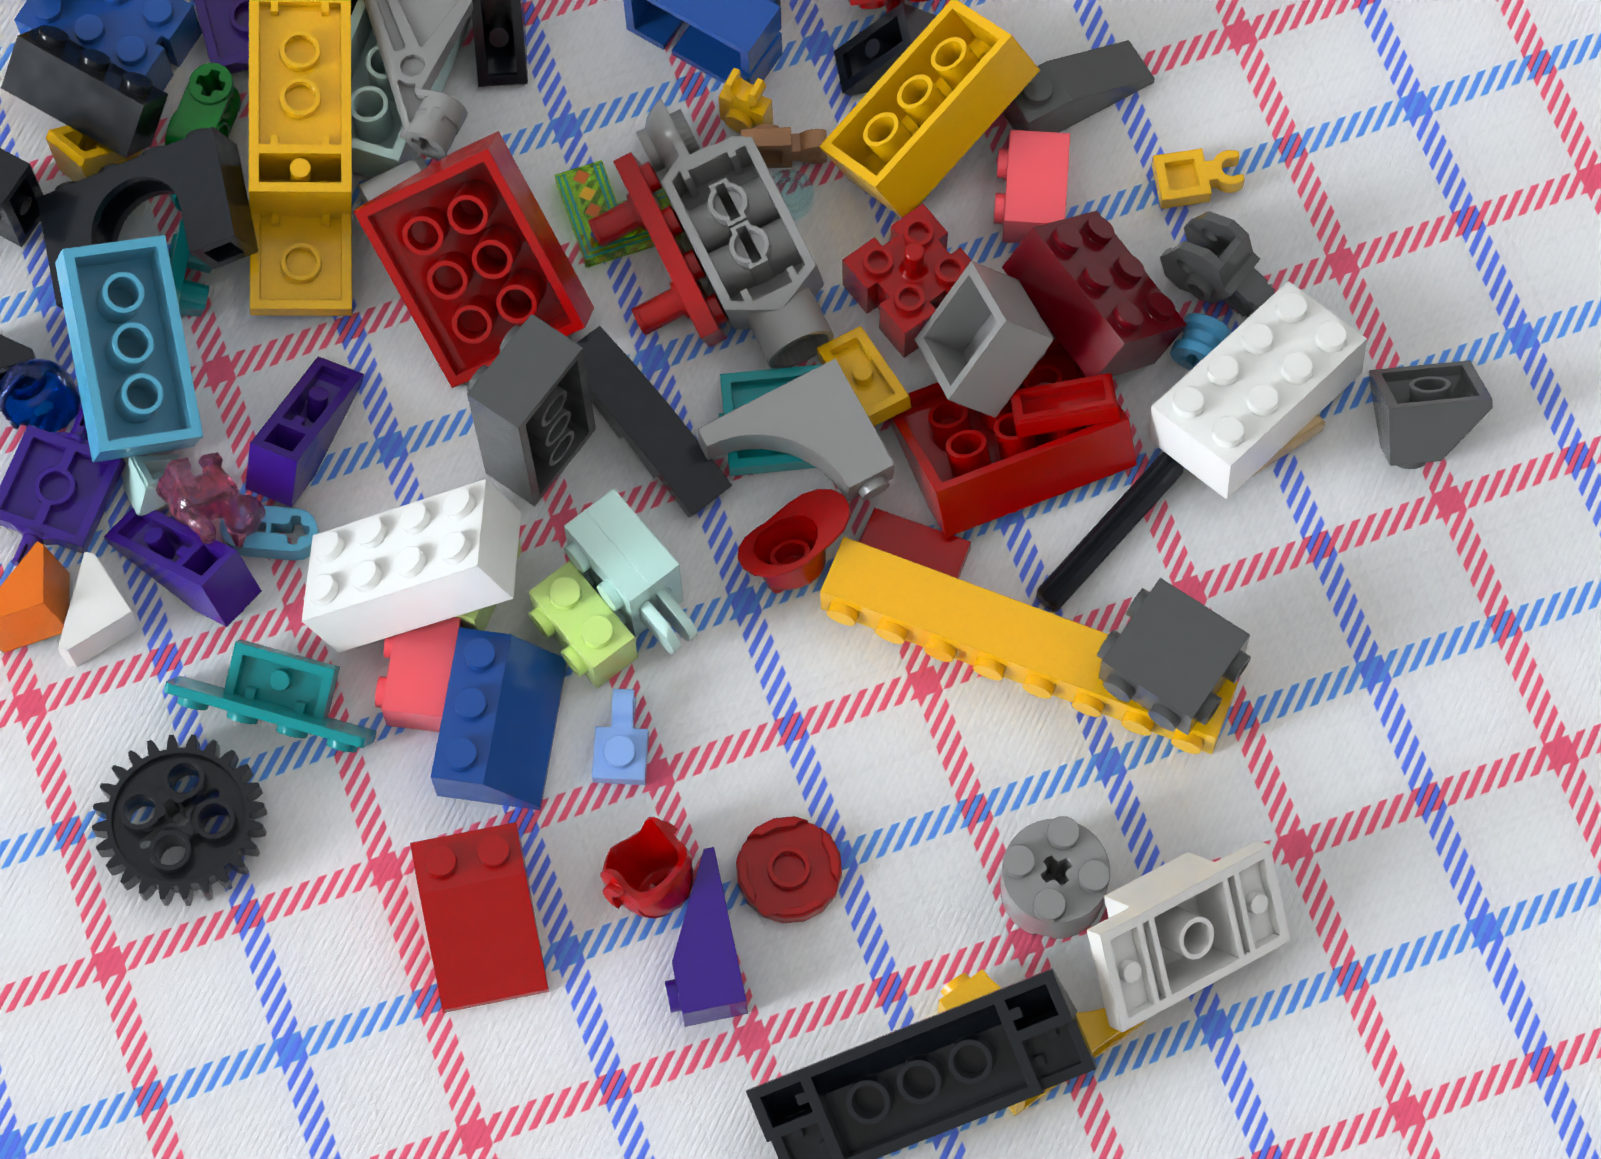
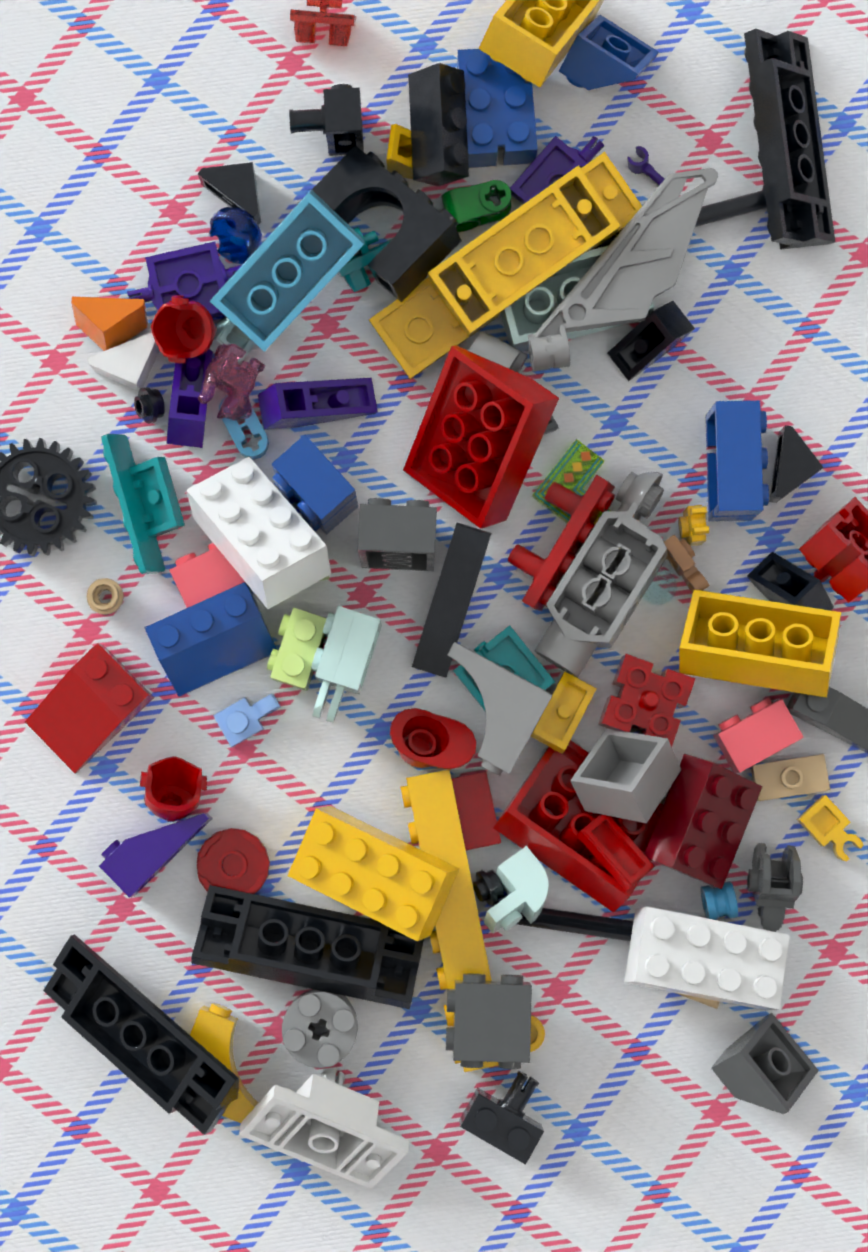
camera: 50 degrees right, 15 degrees up
(108, 511) = (183, 329): none -> red cap
(165, 619) = (149, 405): none -> black plate
(350, 804) = (97, 588): none -> tan plate
(398, 459) = (315, 484): none -> blue piece
(907, 692) = (373, 872): none -> yellow brick
(946, 833) = (306, 947): none -> black slope
(1015, 582) = (488, 887): none -> black plate
(1040, 539) = (526, 887): none -> light aqua brick
(1110, 179) = (791, 777): none -> tan plate
(1306, 735) = (503, 1120): none -> black brick

